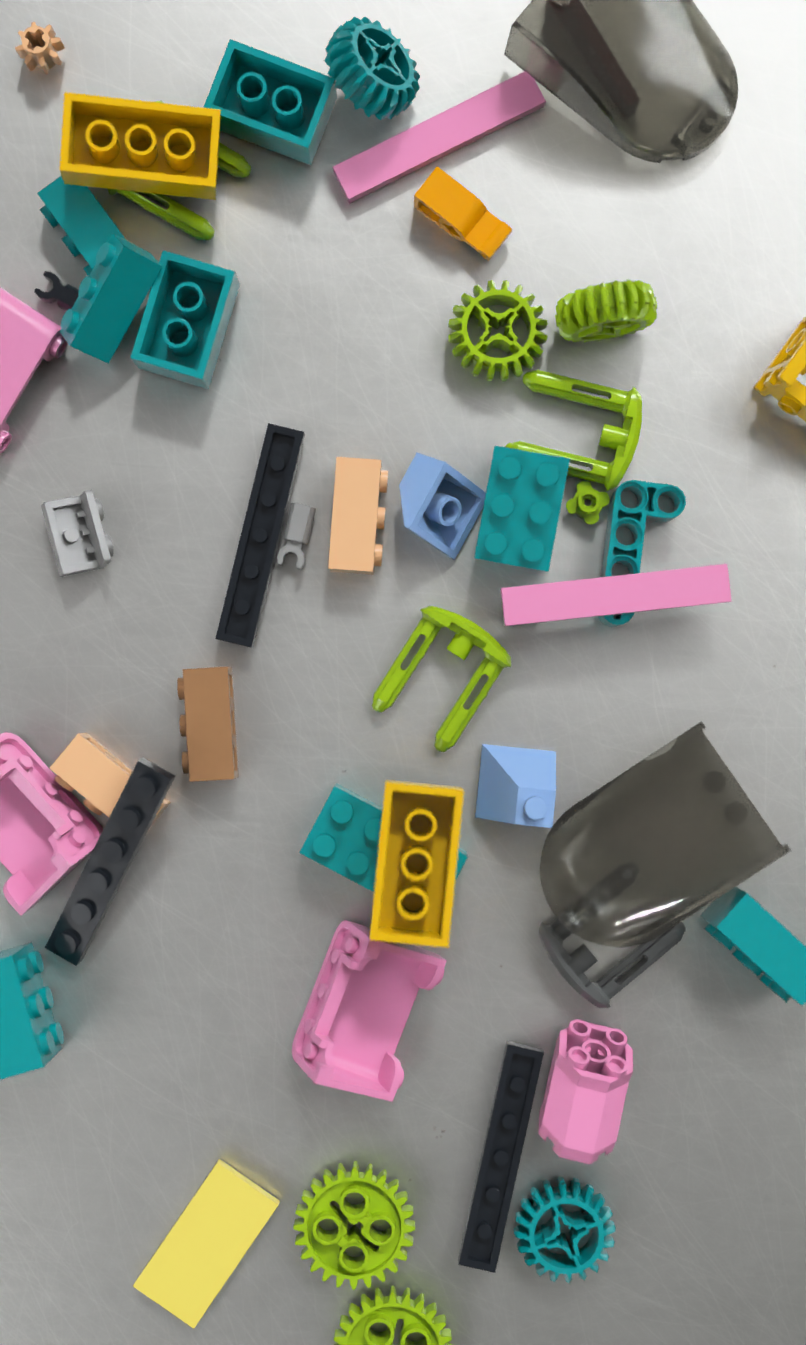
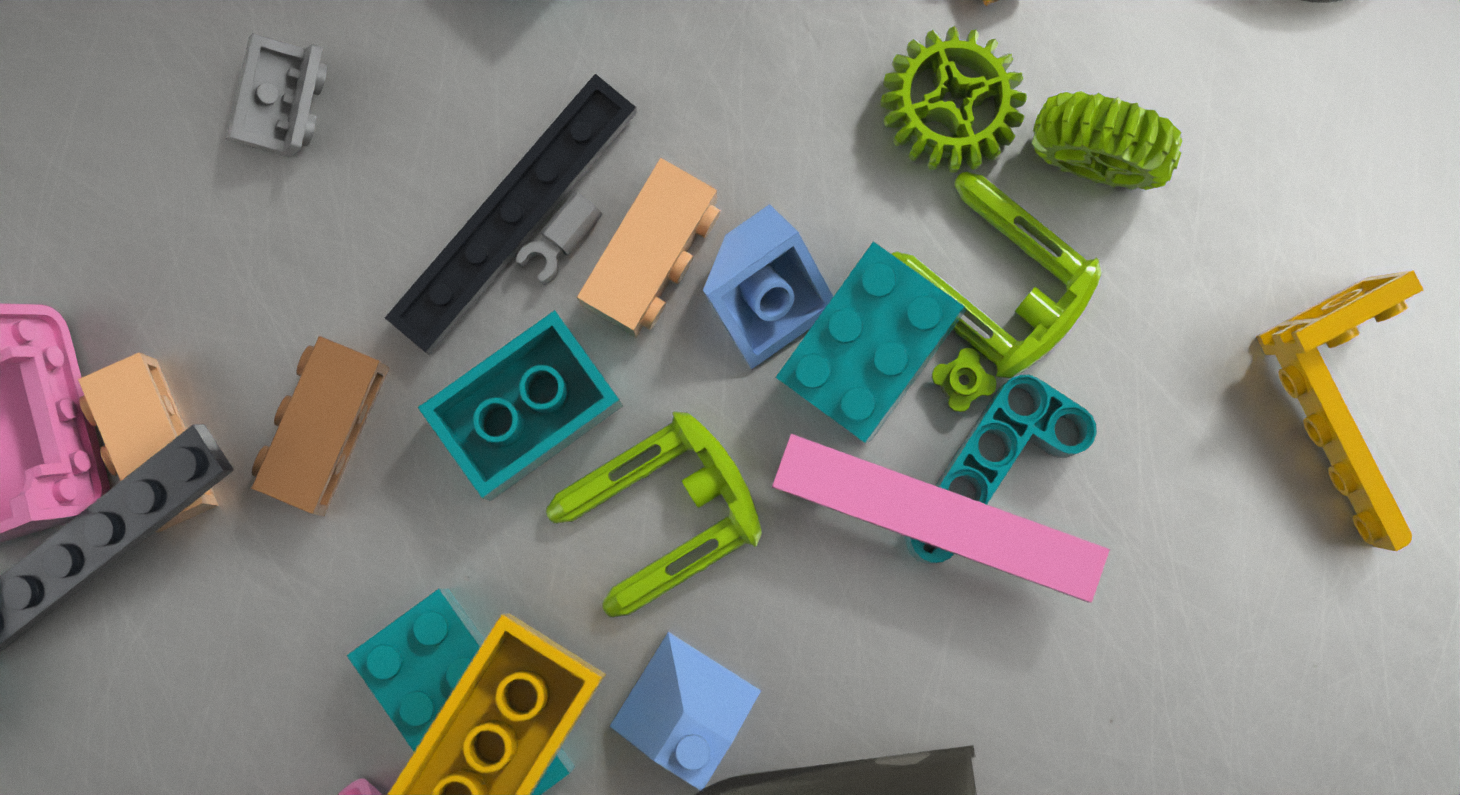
camera: 20 degrees right, 5 degrees down
(327, 651) = (520, 406): none -> teal brick

